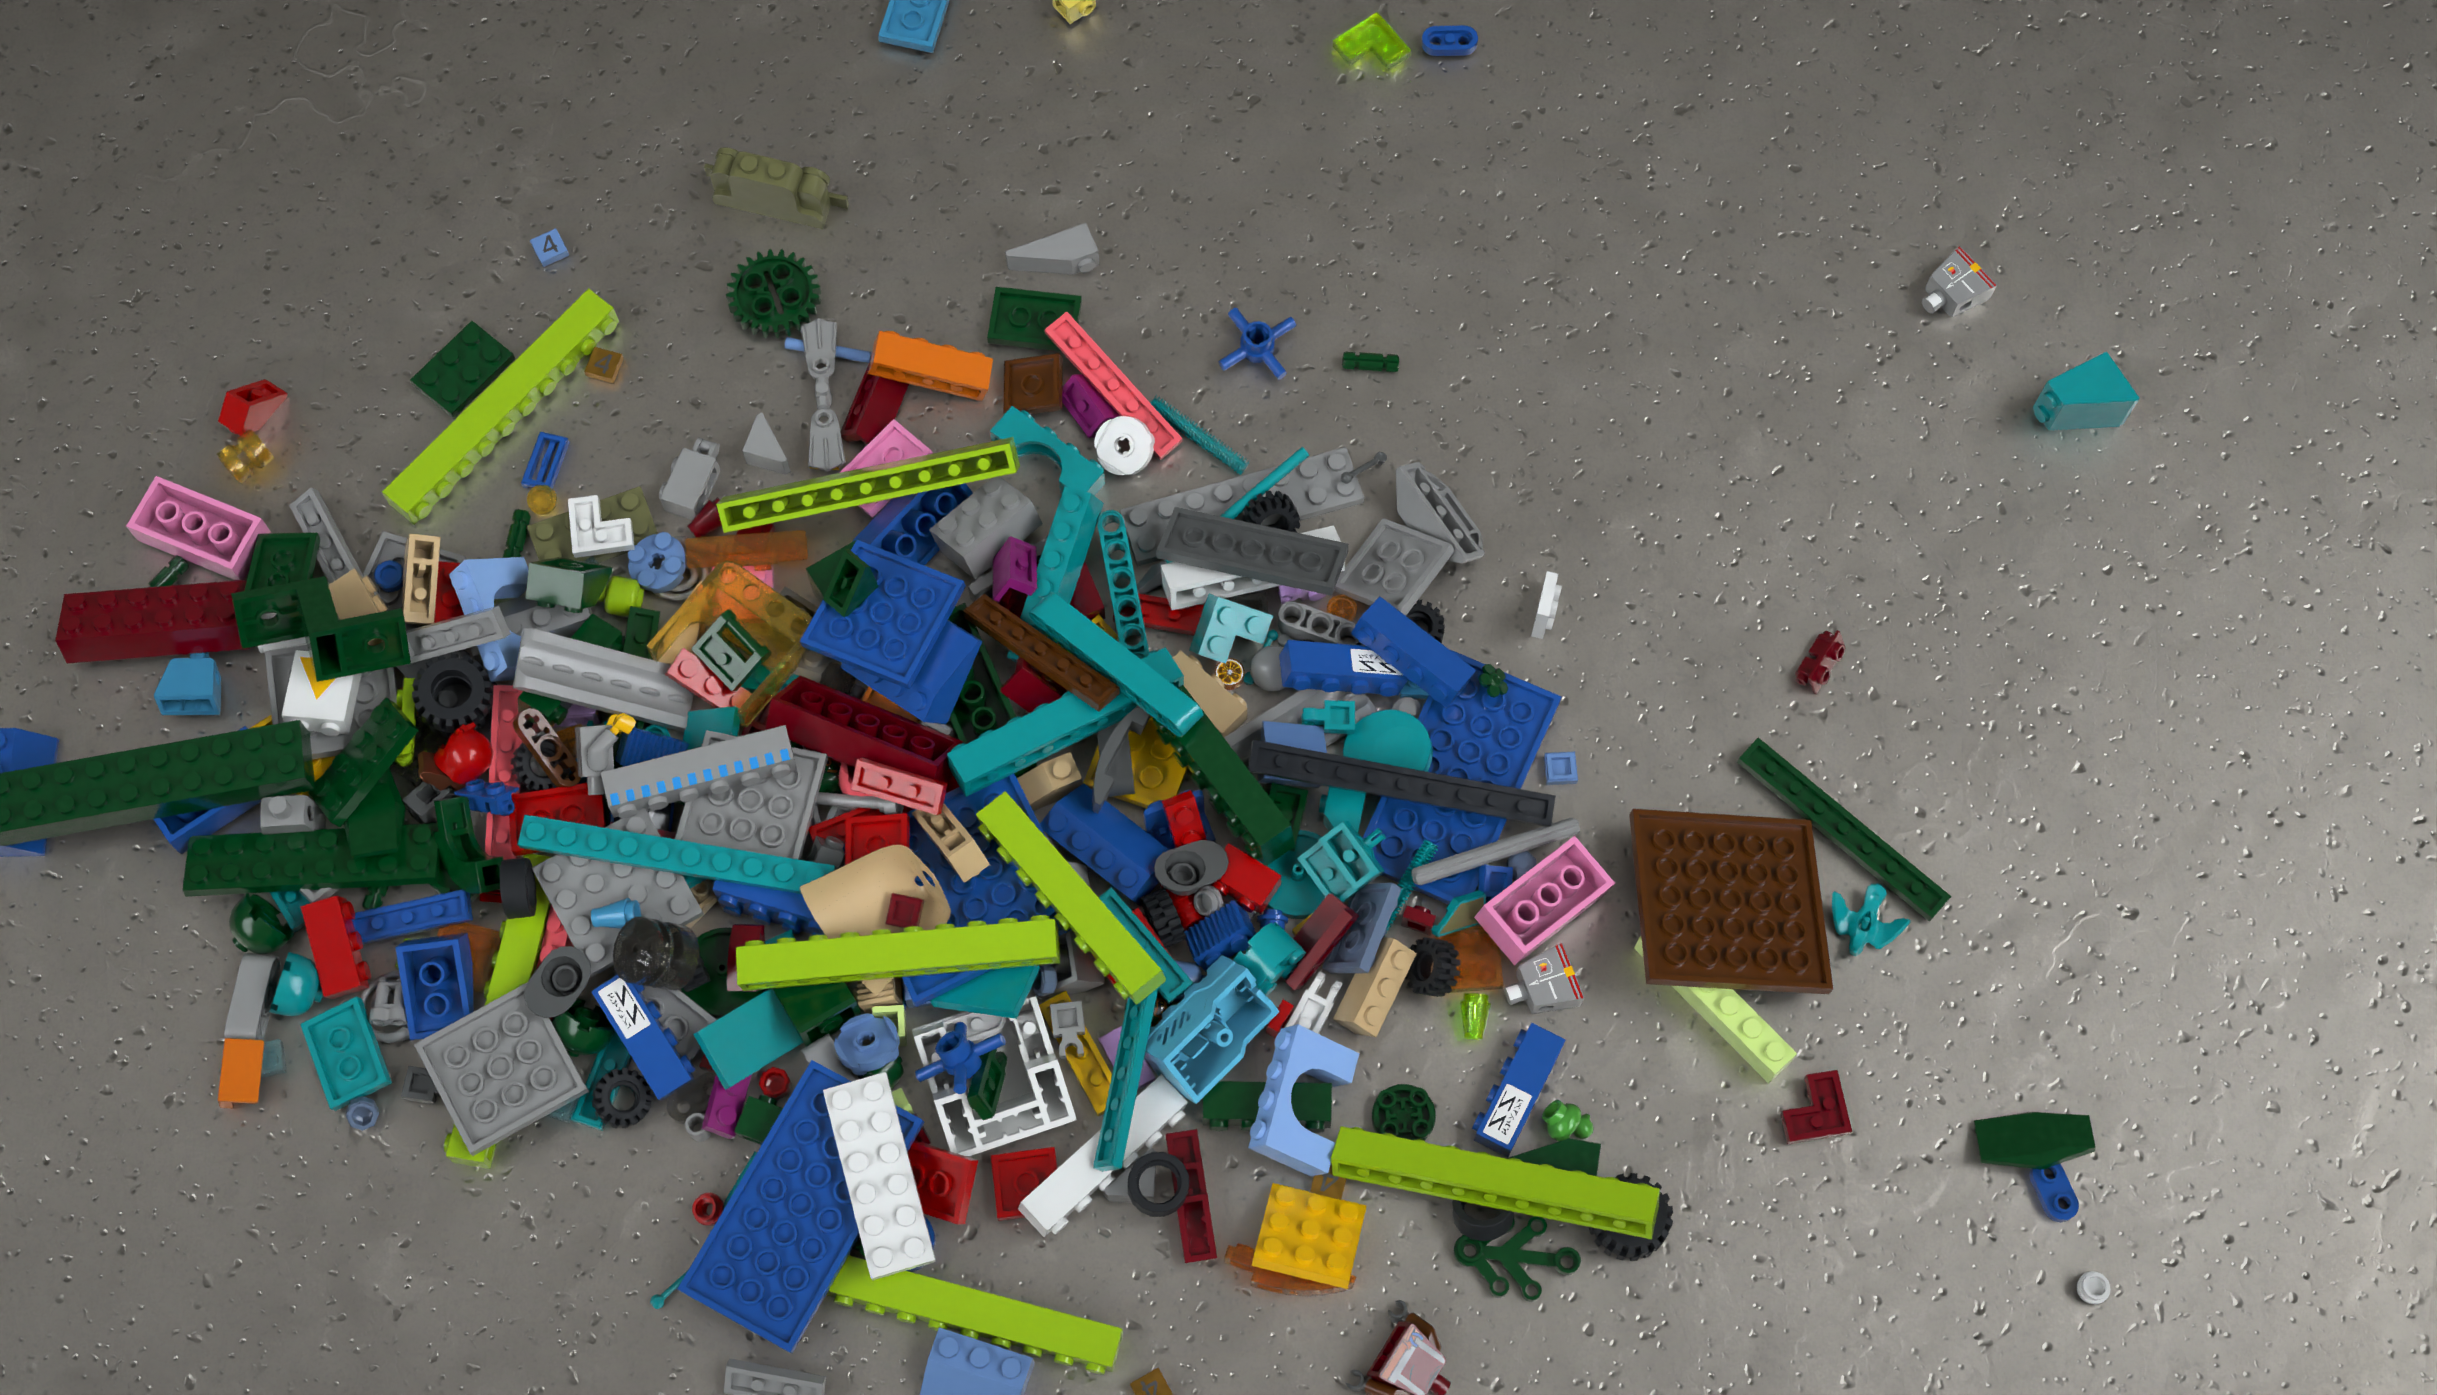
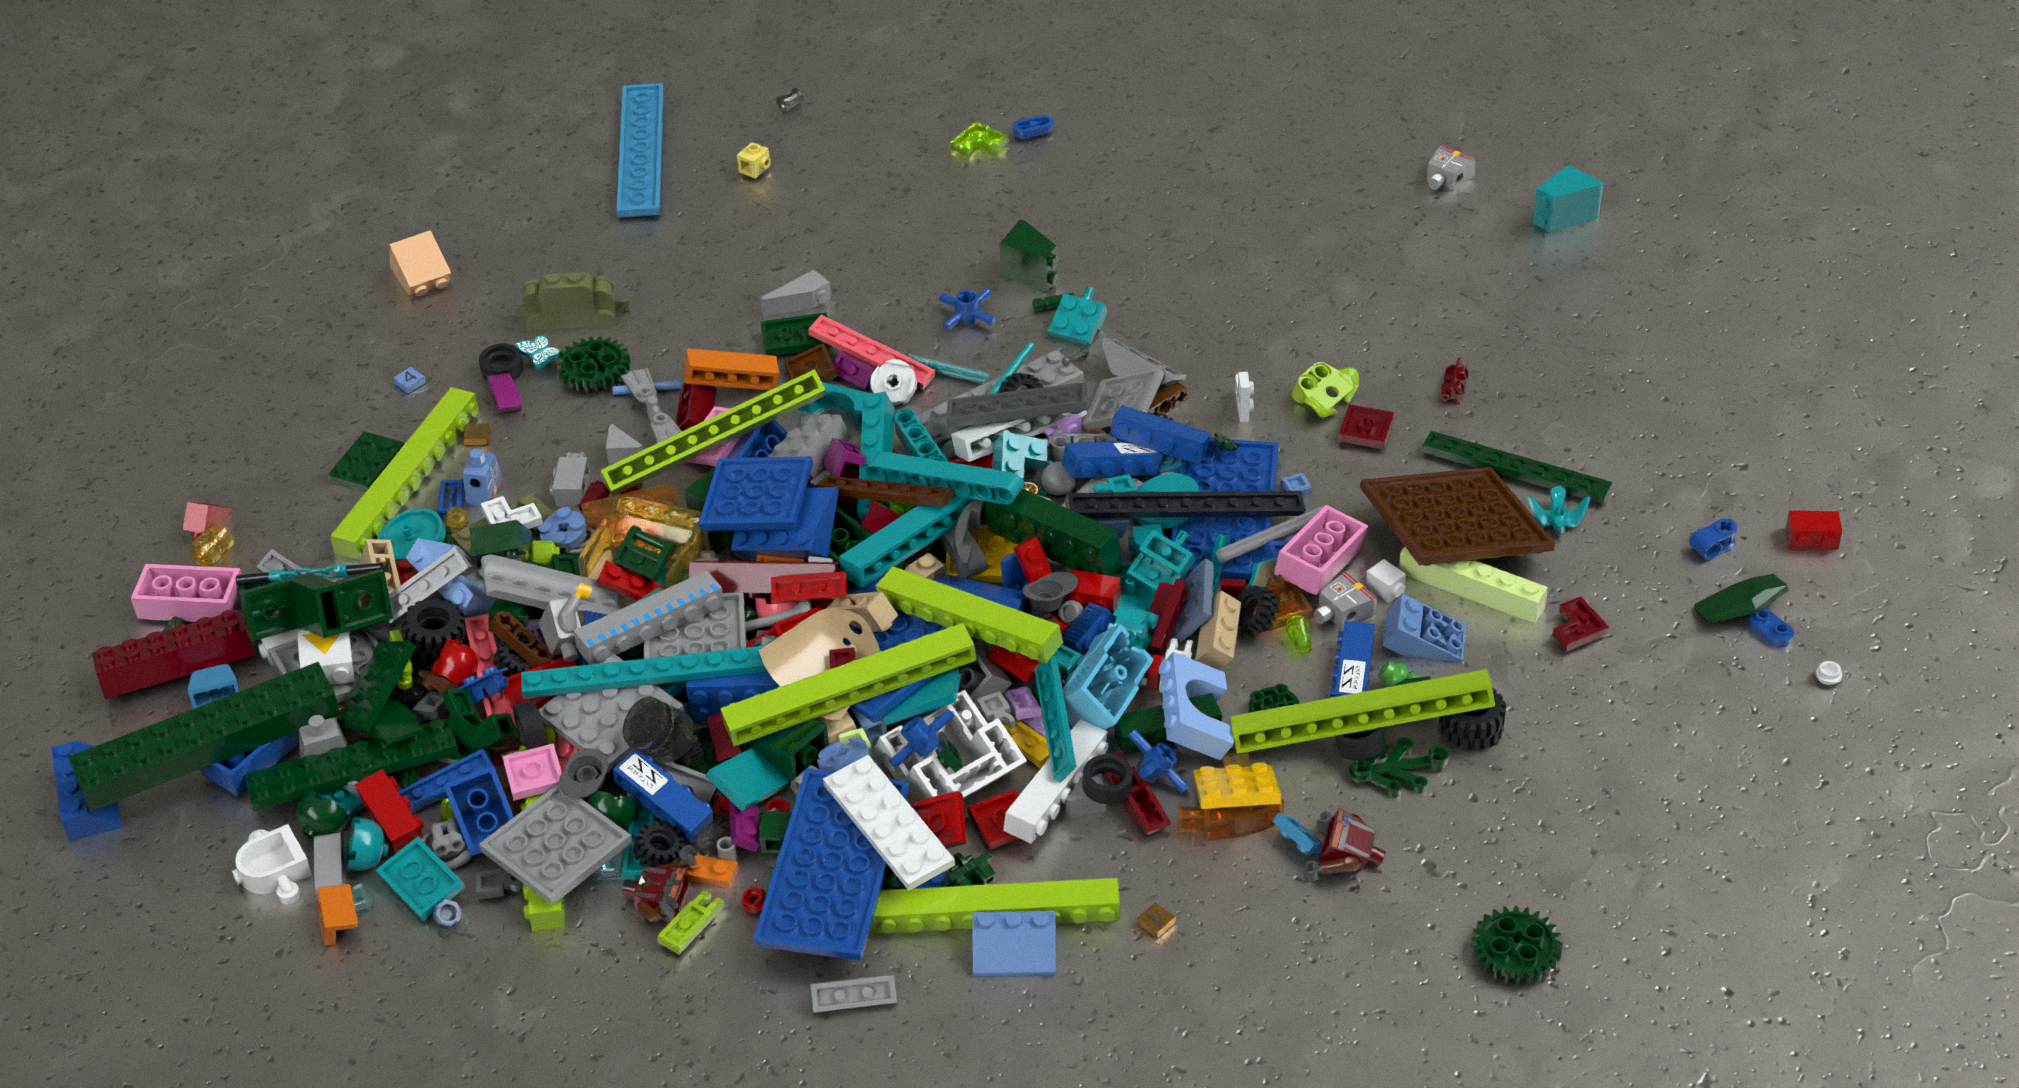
camera: 15 degrees left, 25 degrees down
(191, 972) = (272, 864): none -> white piece
(367, 571) = (340, 571): none -> piece
(479, 515) = (408, 527): none -> teal piece
(506, 950) = (532, 771): none -> bright pink plate
(585, 446) = (481, 477): none -> medium blue torso
(606, 1163) = (662, 888): none -> torso
(610, 62) = (419, 264): none -> light nougat slope
(615, 914) = (614, 715): dark azure cone -> none
(626, 1217) = (690, 922): none -> lime hinge
(654, 308) = (505, 392): none -> magenta slope
(655, 239) = (497, 353): none -> black tyre
(658, 1301) = (736, 969): teal hinge -> none
(671, 1144) = (713, 871): none -> orange plate
(714, 252) = (538, 350): none -> teal animal
(850, 584) = (726, 473): dark green slope -> none
(976, 1254) = (969, 869): none -> dark green hips
(1045, 981) = (969, 685): sand blue tile -> none
(1106, 1017) = (1022, 703): none -> lavender plate
(1229, 1166) = (1157, 761): none -> blue bar
(1359, 285) = (1029, 258): none -> dark green slope
(1360, 1324) = (1294, 830): none -> dark azure plate
(1389, 403) = (1078, 318): none -> teal plate
(1452, 579) = (1169, 399): none -> reddish brown beam
(1609, 966) = (1385, 581): none -> white brick
(1625, 1061) = (1423, 631): none -> medium blue slope
(1677, 619) = (1312, 387): none -> lime piece
(1682, 701) = (1366, 426): none -> dark red plate
(2036, 1031) = (1714, 538): none -> blue piece
(2172, 1056) = (1813, 529): none -> red brick

